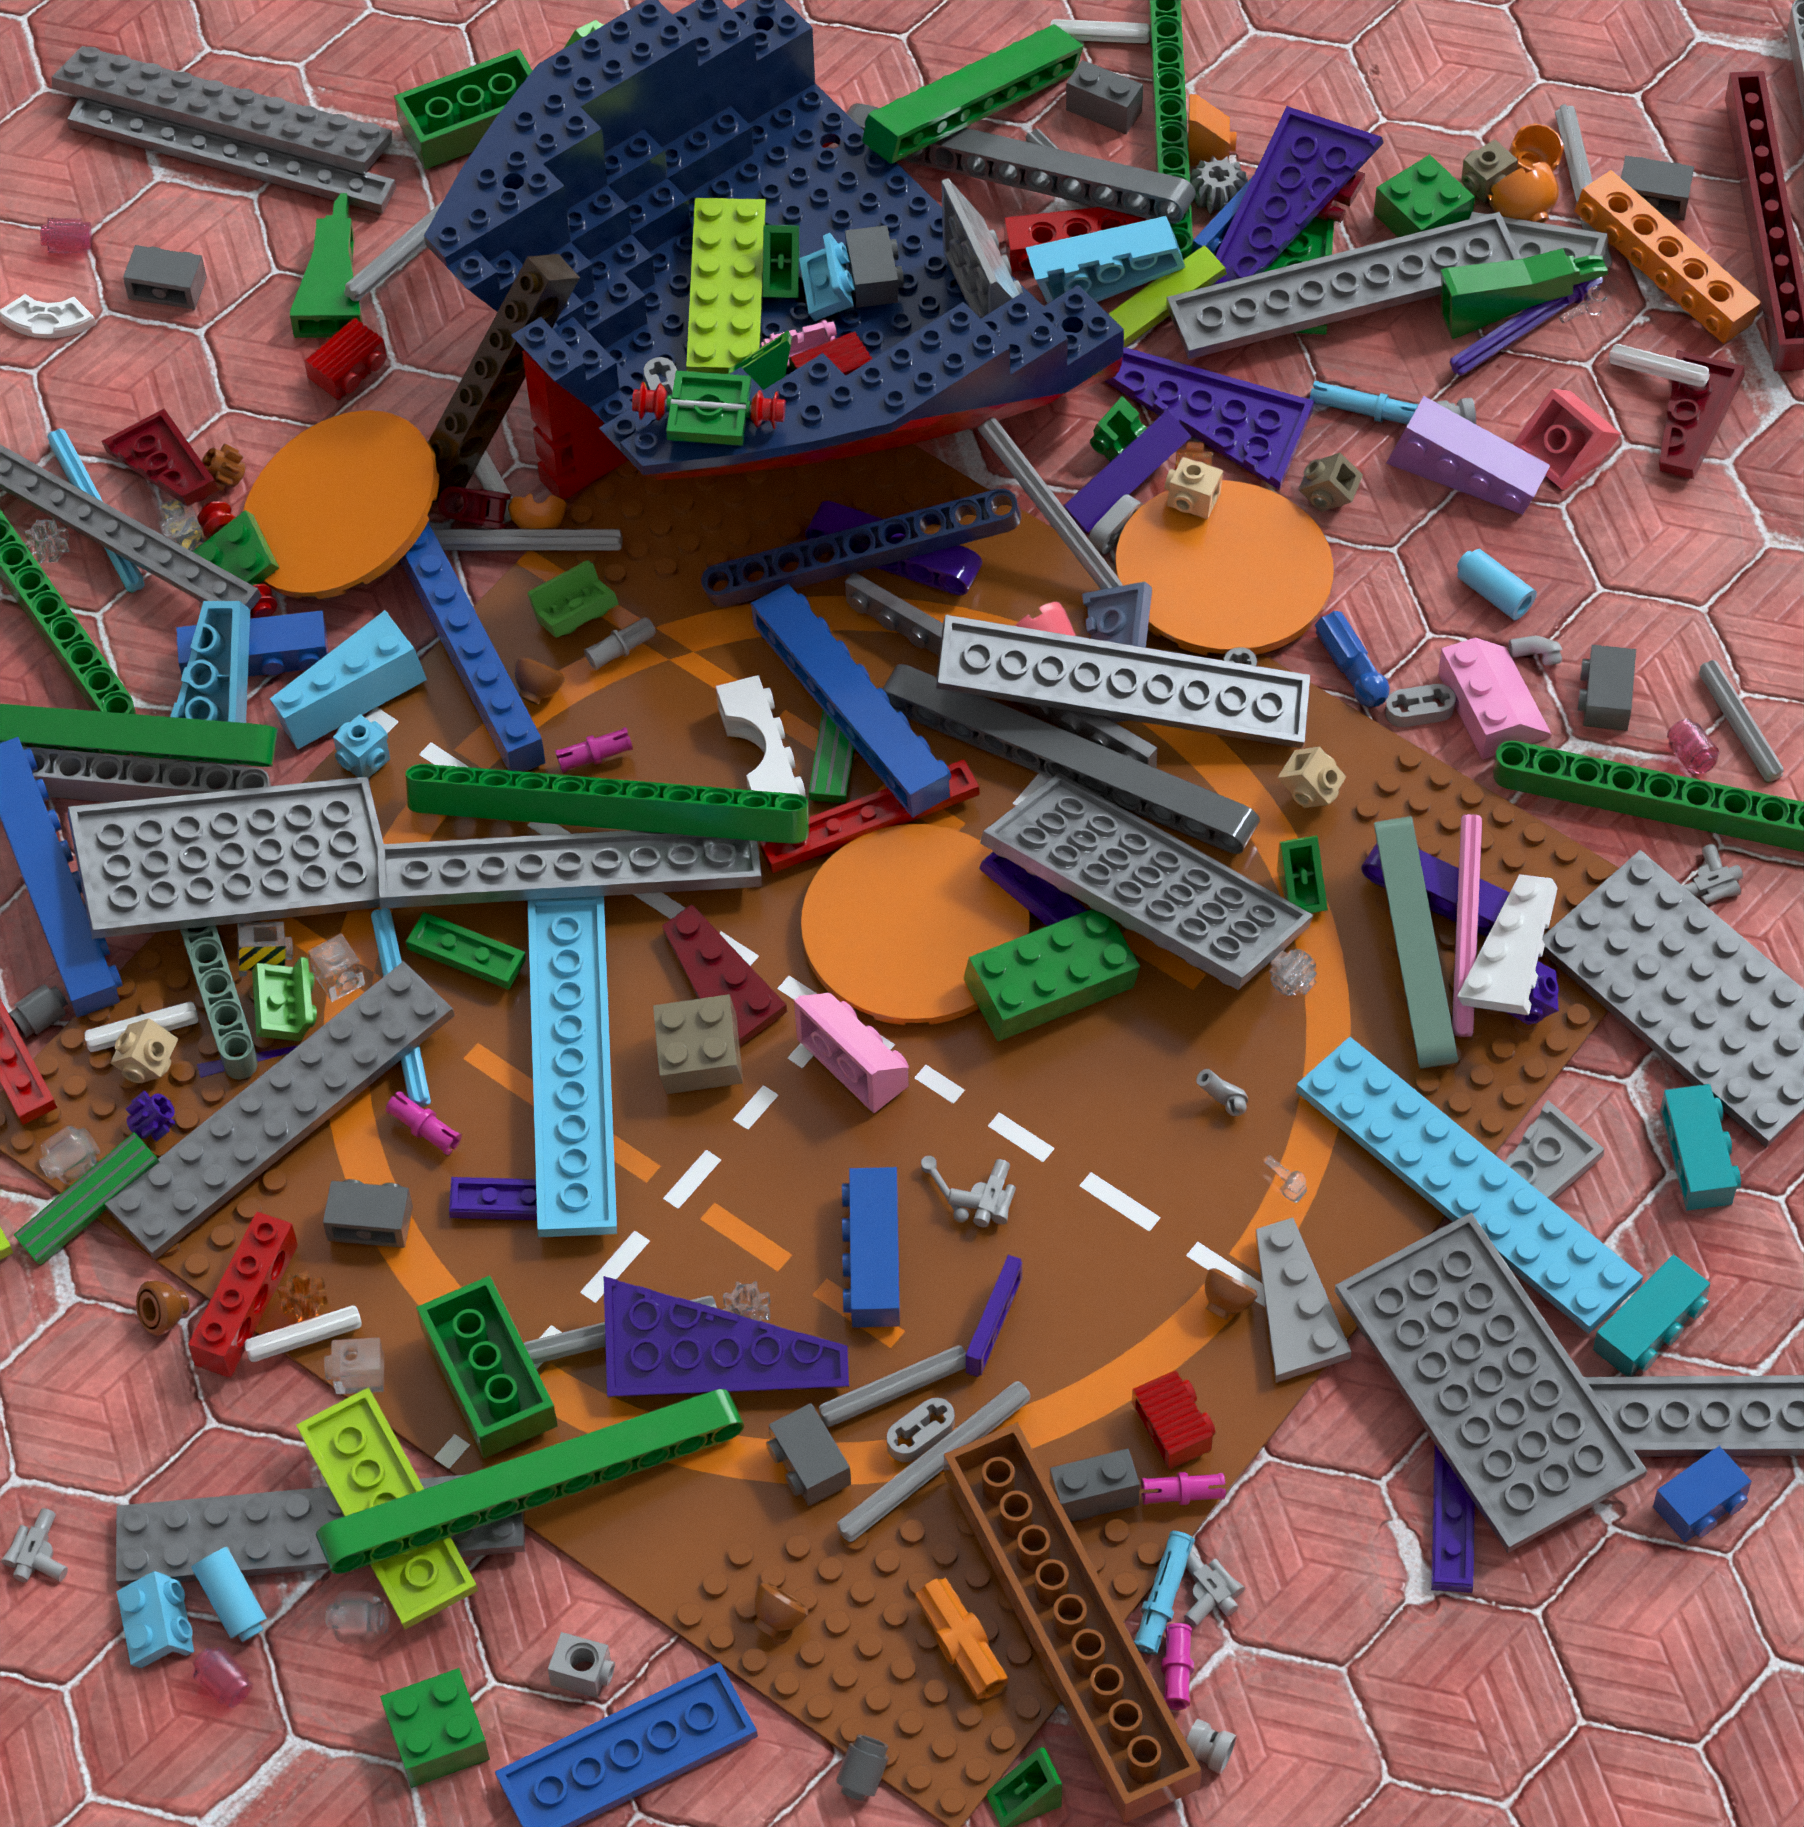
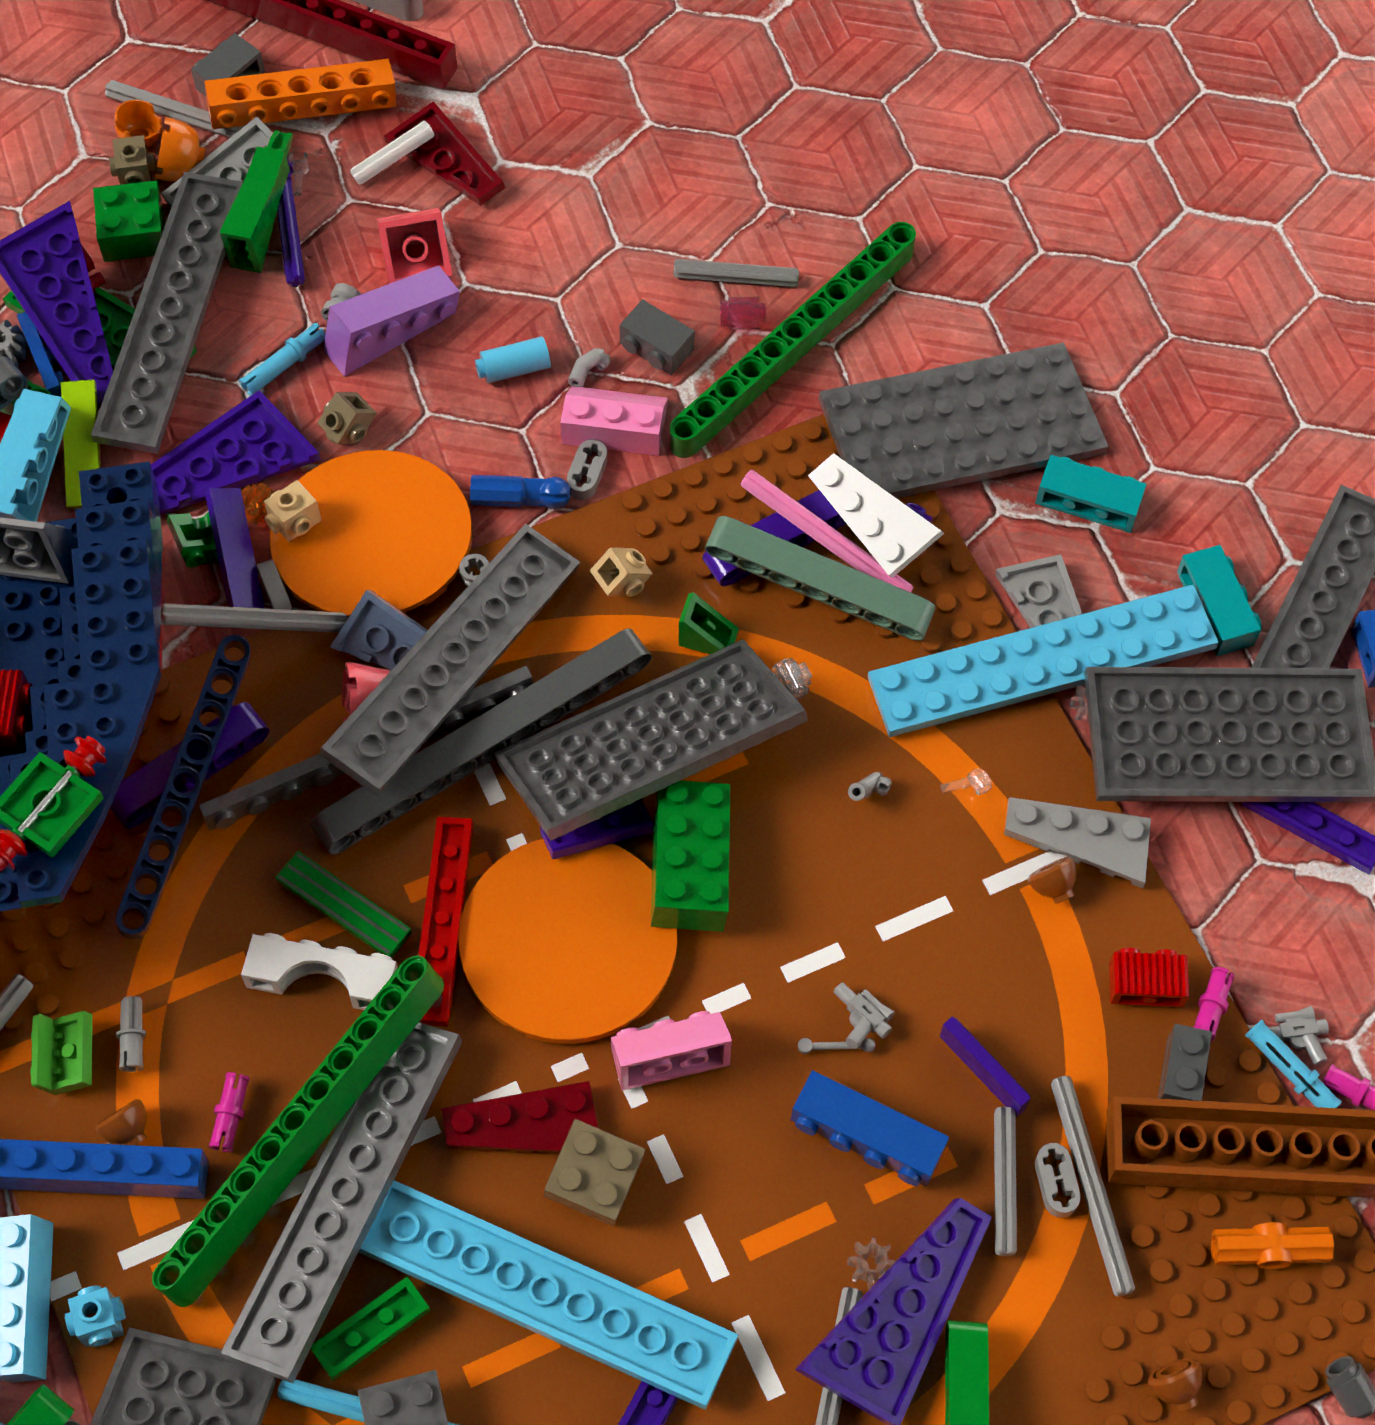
camera: 65 degrees left, 5 degrees up
(809, 1455) = (1042, 1283): dark grey brick -> none
(851, 700) = (322, 873): blue brick -> none
(1713, 879) = (862, 362): light grey piece -> none

